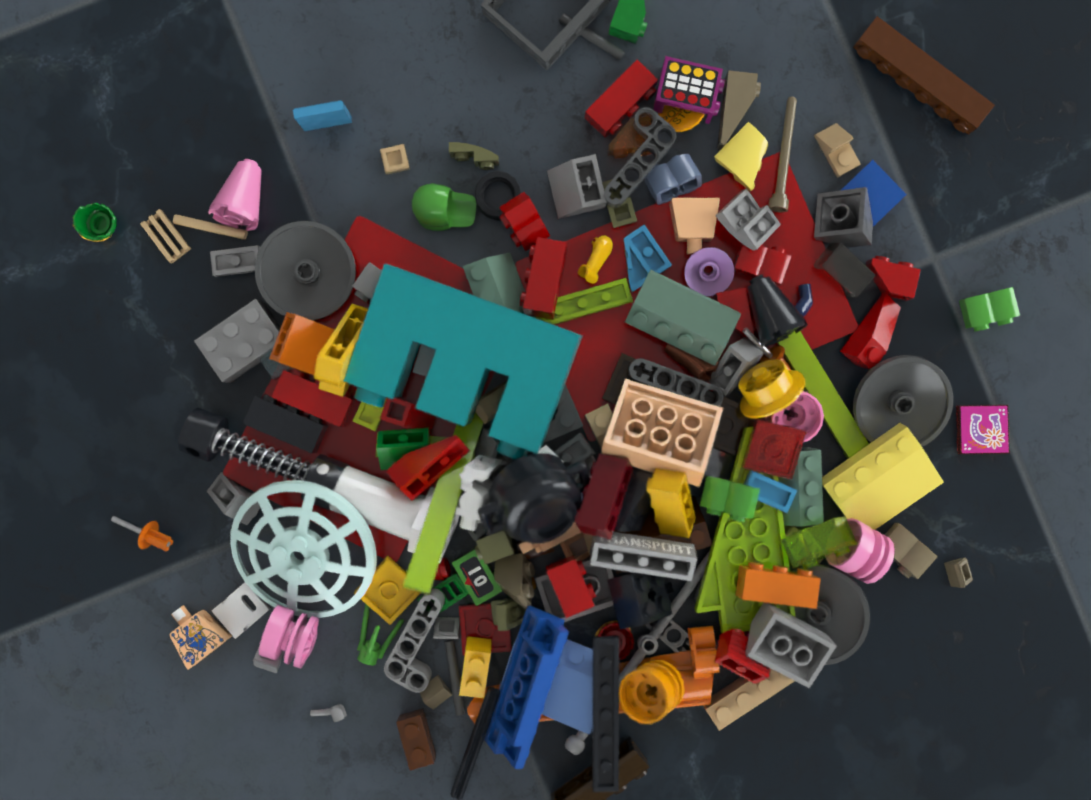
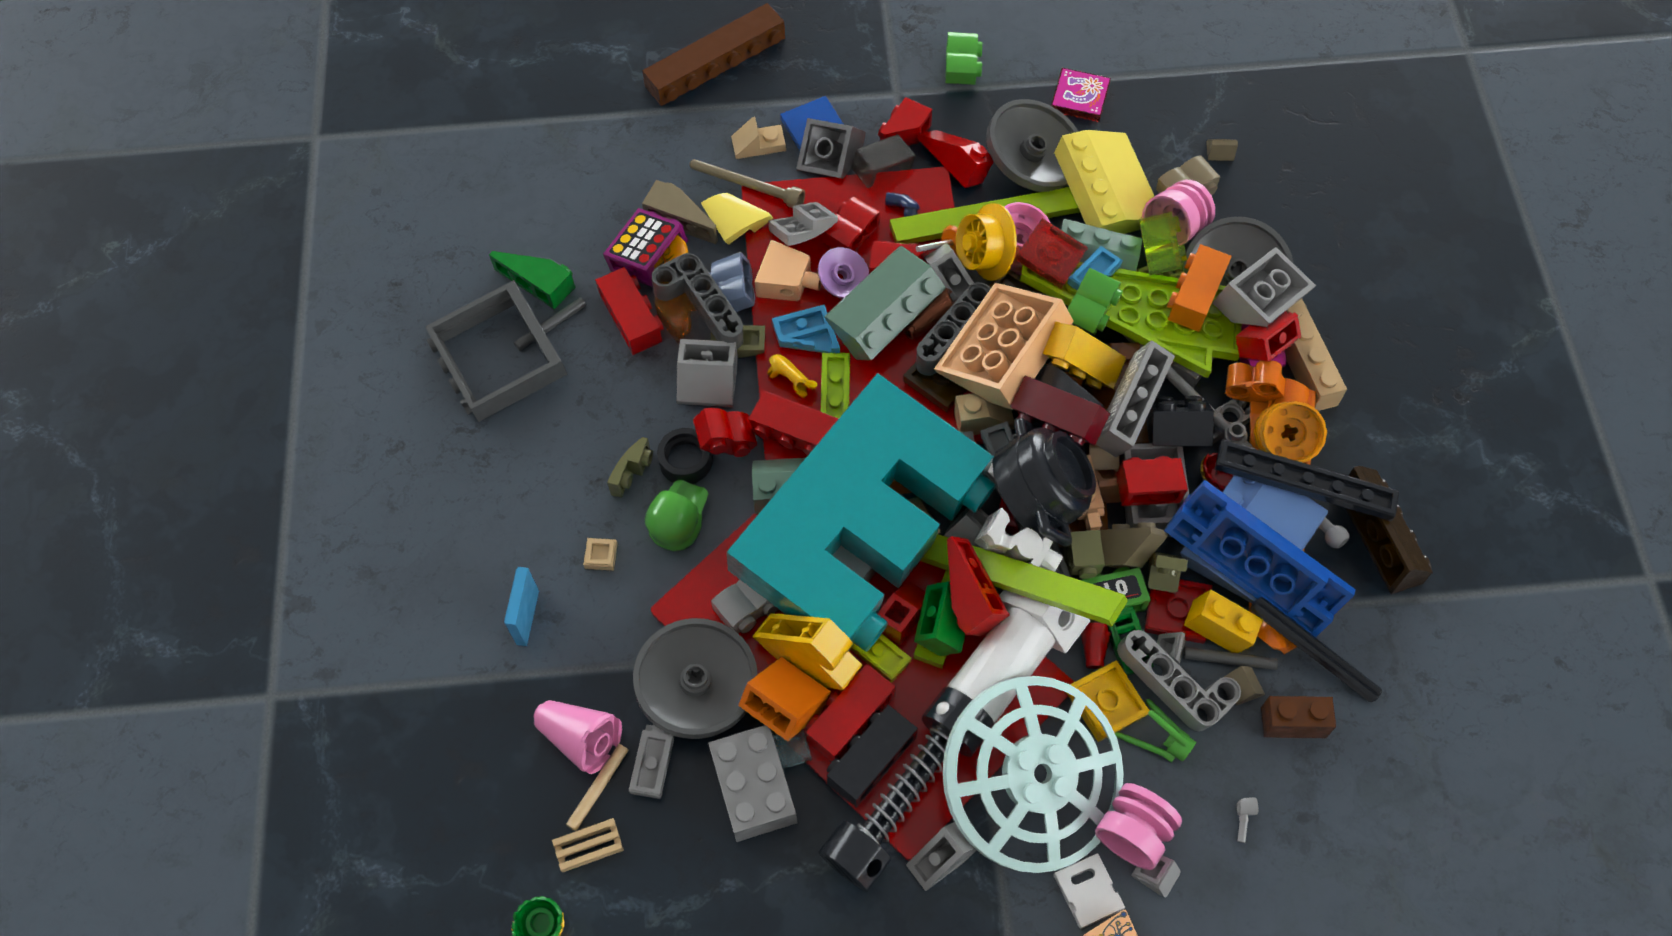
camera: 70 degrees left, 25 degrees down
(773, 312) = (906, 220): black cone -> none

